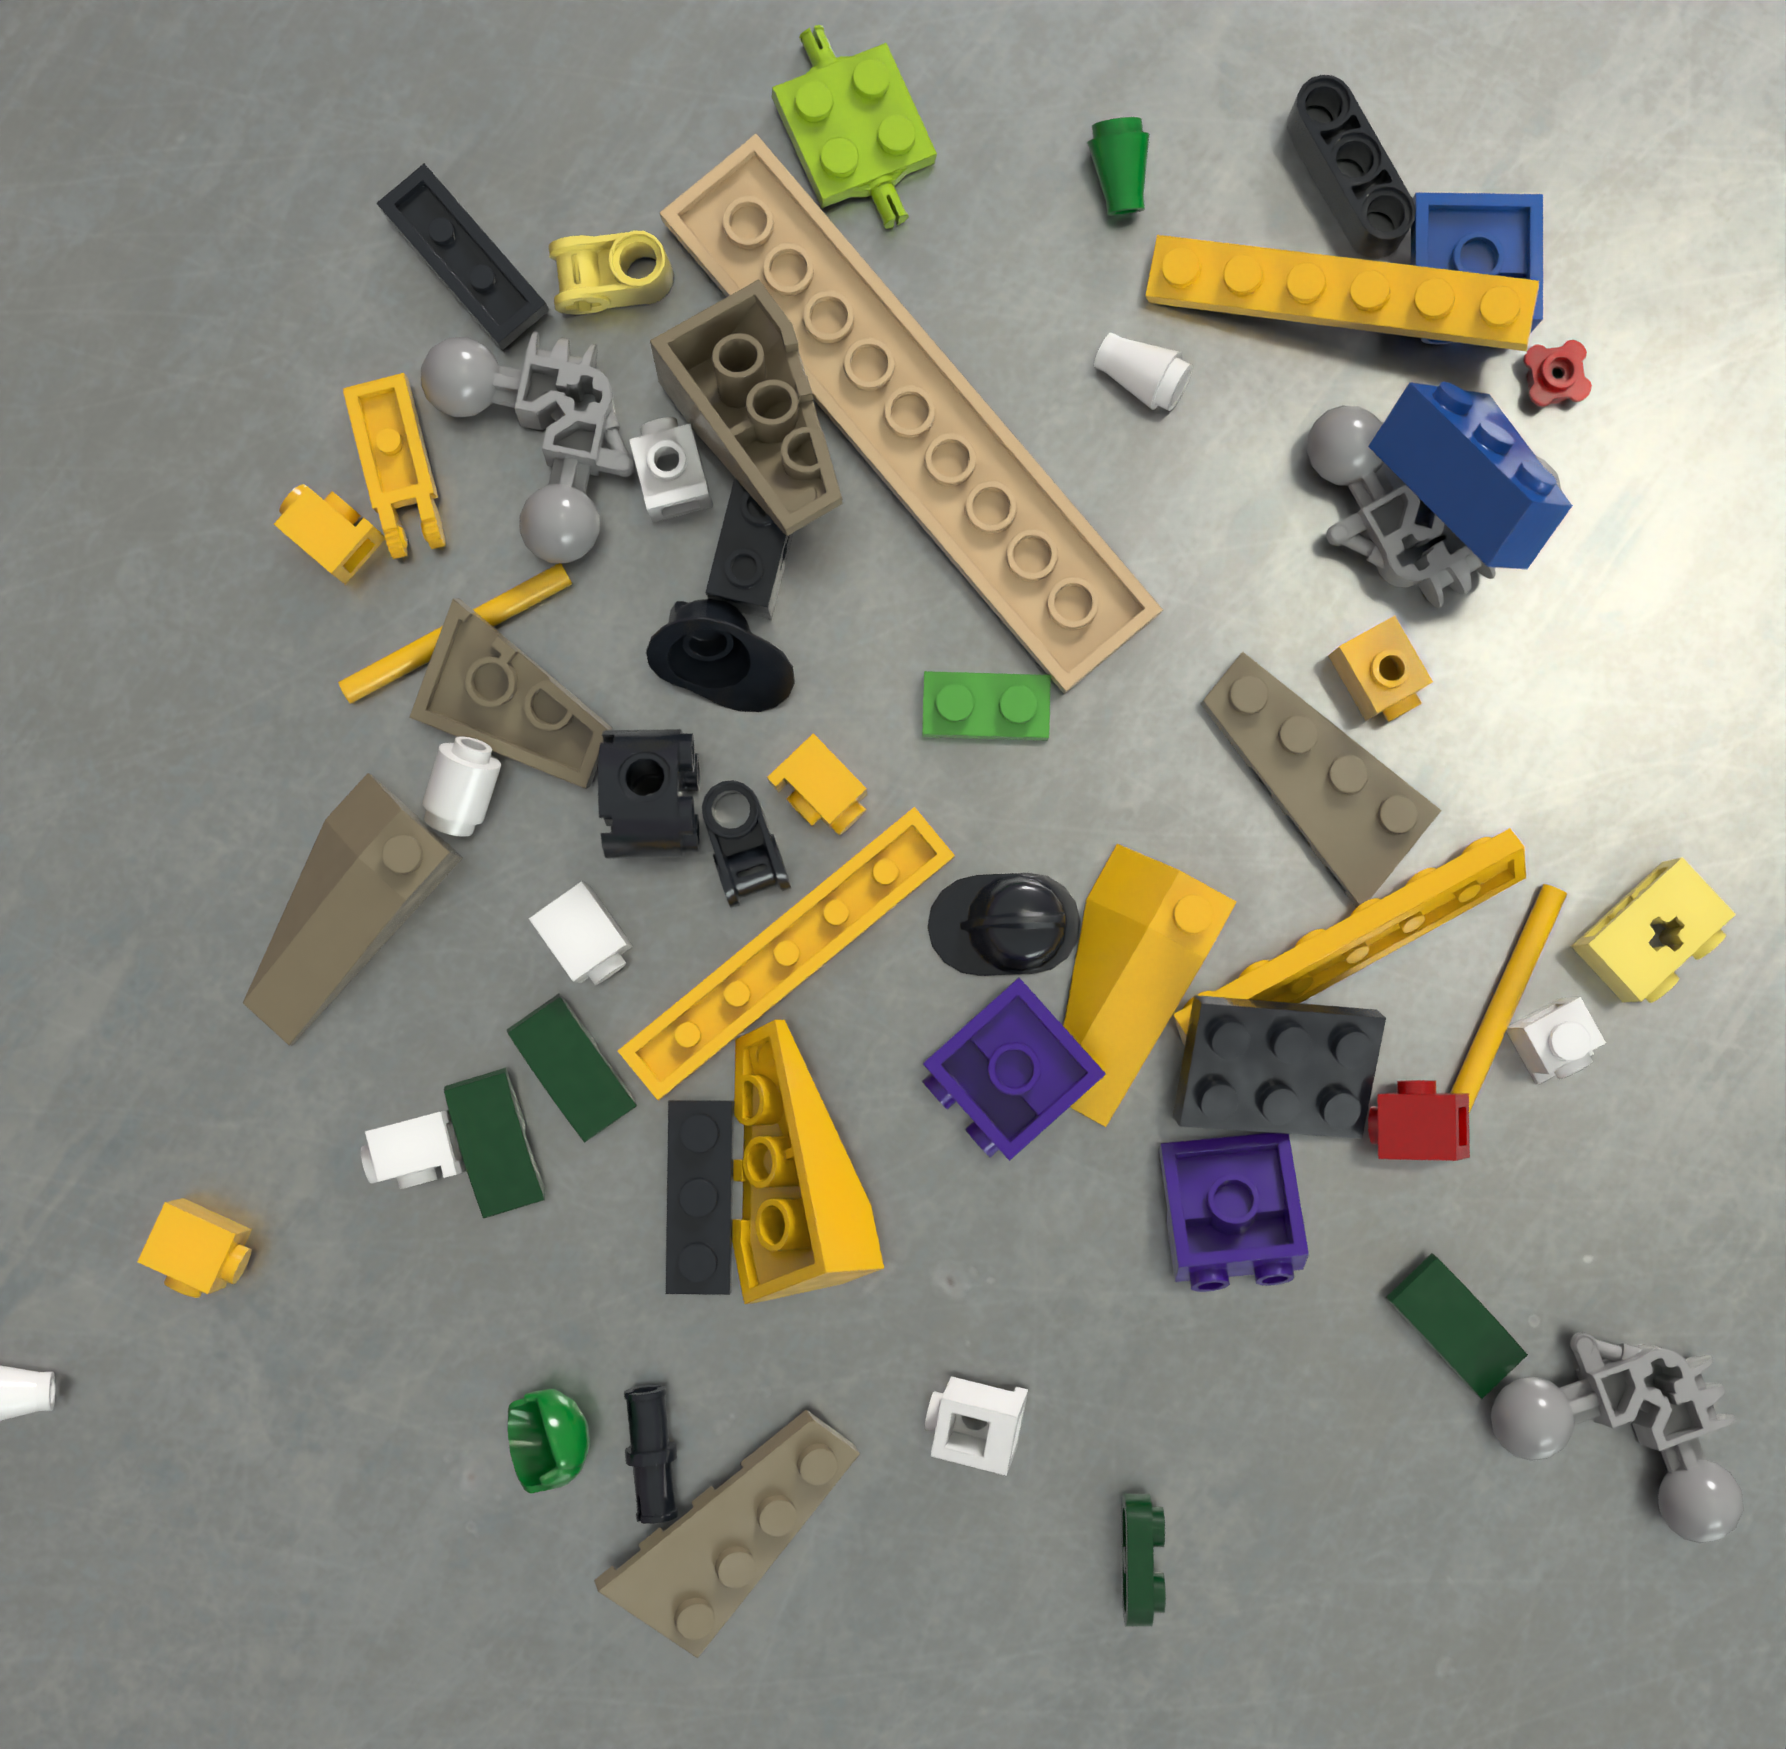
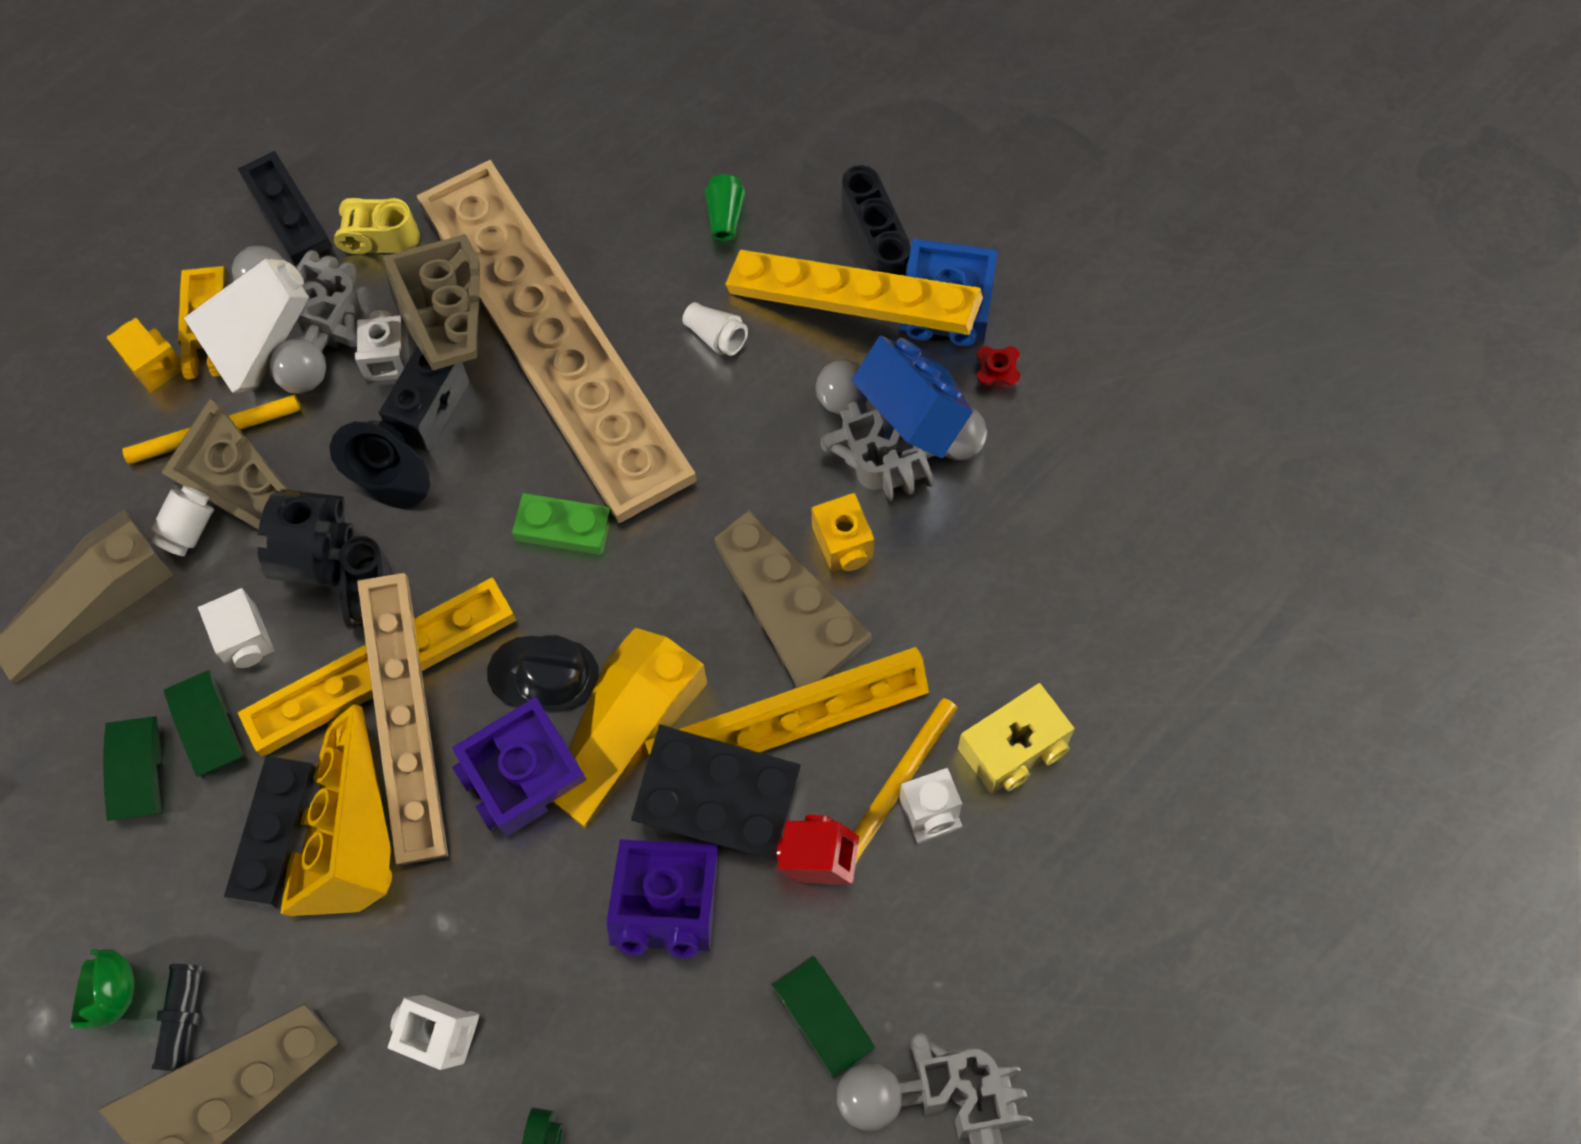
camera: 10 degrees right, 20 degrees down
(413, 1151) = (68, 760): white brick -> none
(480, 476) = (249, 322): none -> white slope
(820, 786) = (429, 554): yellow brick -> none
(844, 1027) = (402, 719): none -> tan plate
(854, 125) = (557, 167): lime plate -> none

